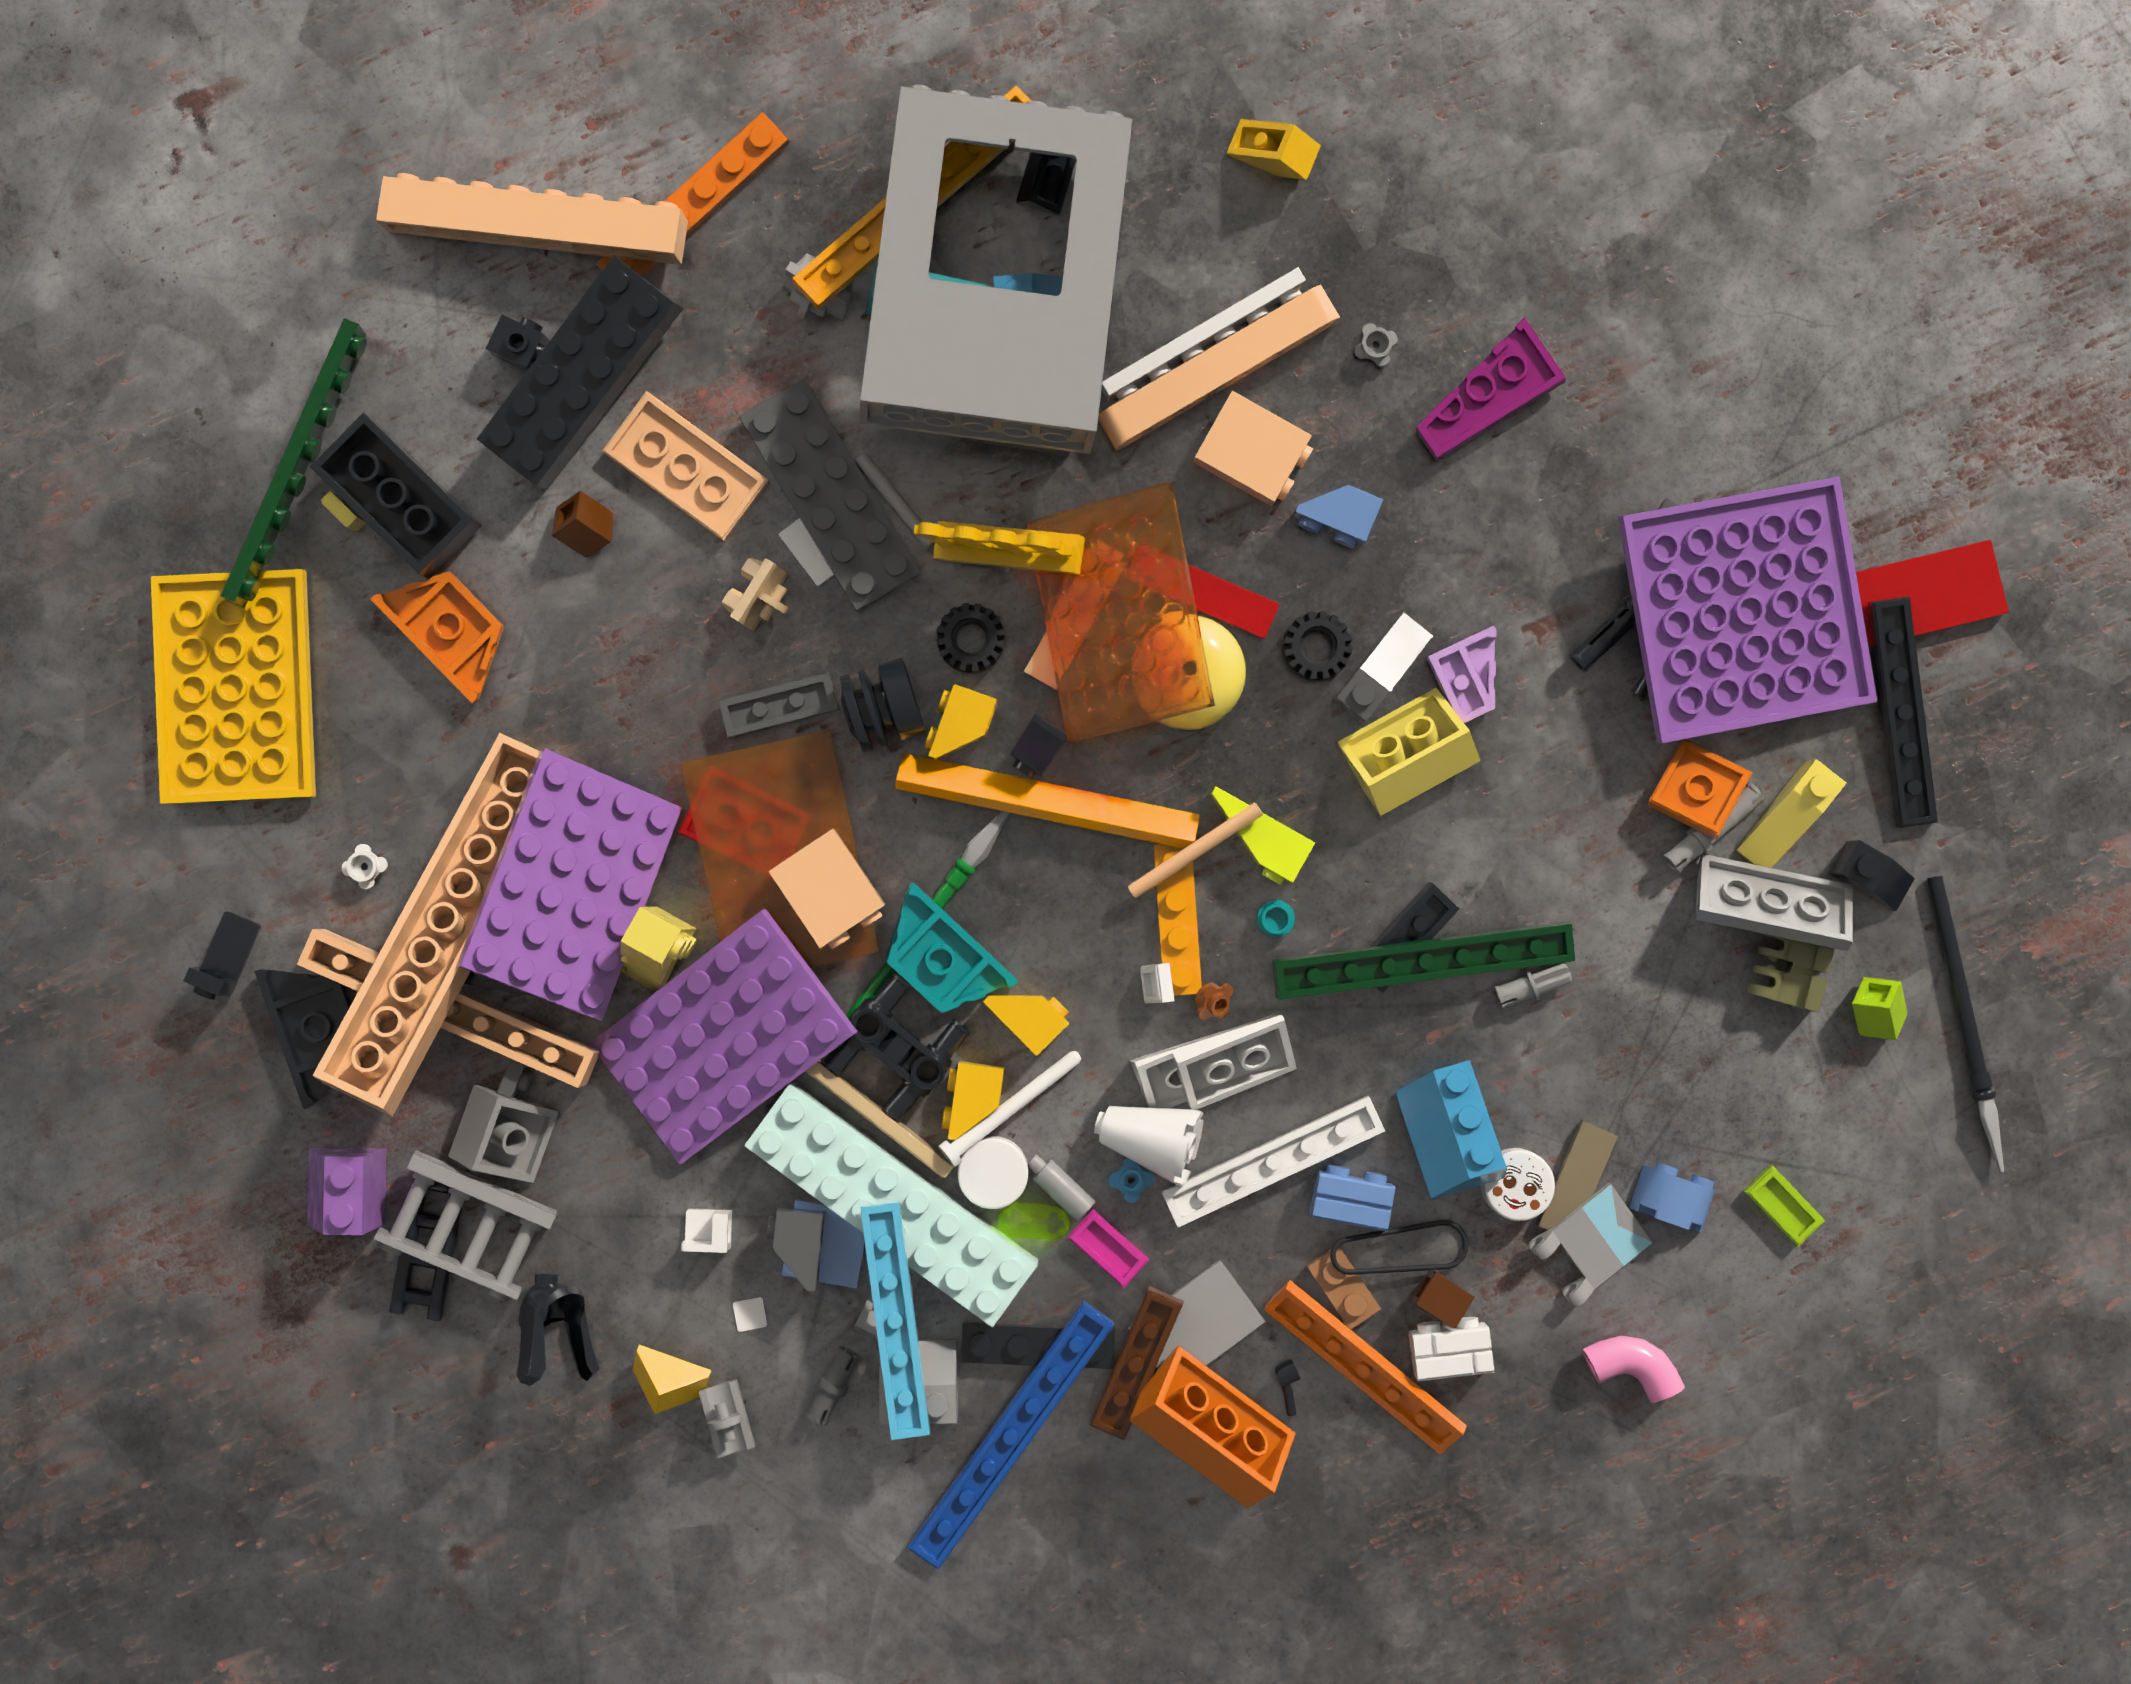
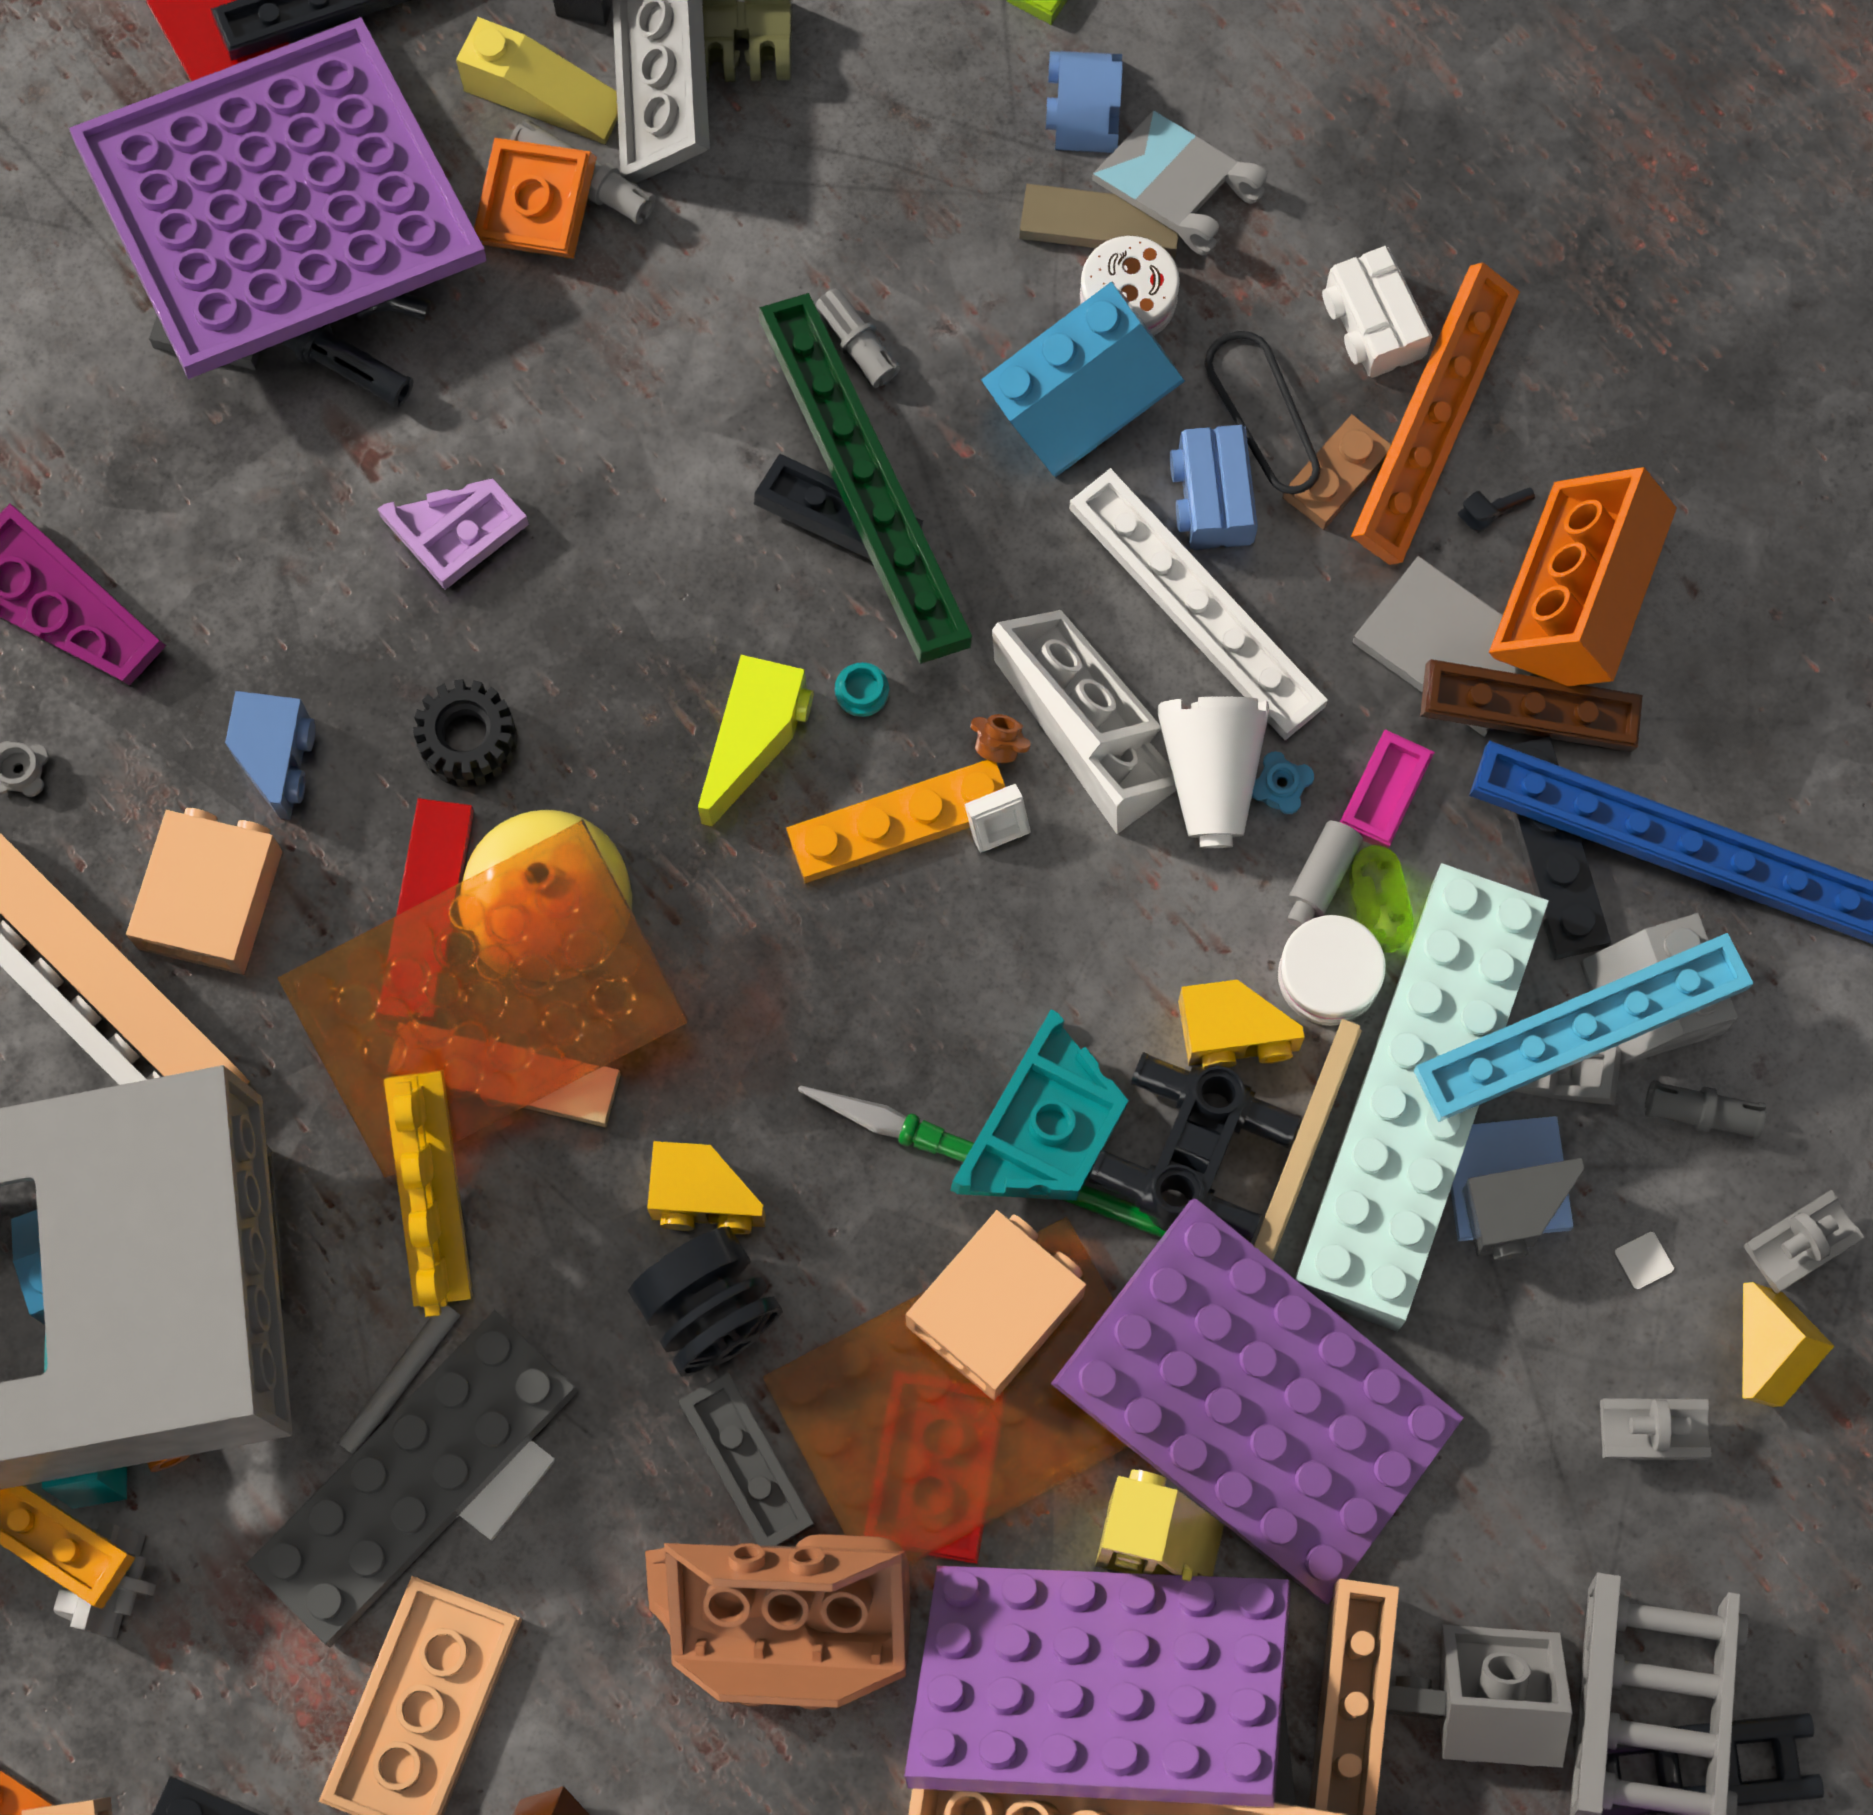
camera: 105 degrees left, 15 degrees down
(546, 1304) = (1743, 1562): black piece -> none
(636, 1282) = (1655, 1429): none -> light grey hips
(665, 701) = (785, 1620): none -> nougat slope
(707, 1231) = (1545, 1350): white panel -> none
(761, 595) = (563, 1533): tan hips -> none
(965, 615) = (569, 1177): black tyre -> none
(1008, 1108) = (1319, 1025): white bar -> none
(1030, 1018) = (1098, 975): yellow slope -> none
(1037, 747) = (706, 1066): black slope -> none
(1046, 801) = (783, 1042): light orange tile -> none
(1195, 850) = (796, 810): light nougat bar -> none
(1382, 668) = (479, 640): slope -> none
(1409, 751) = (580, 573): light yellow slope -> none
(1442, 1299) = (1311, 339): reddish brown panel -> none
(1634, 1358) = (1311, 87): bright pink cylinder -> none

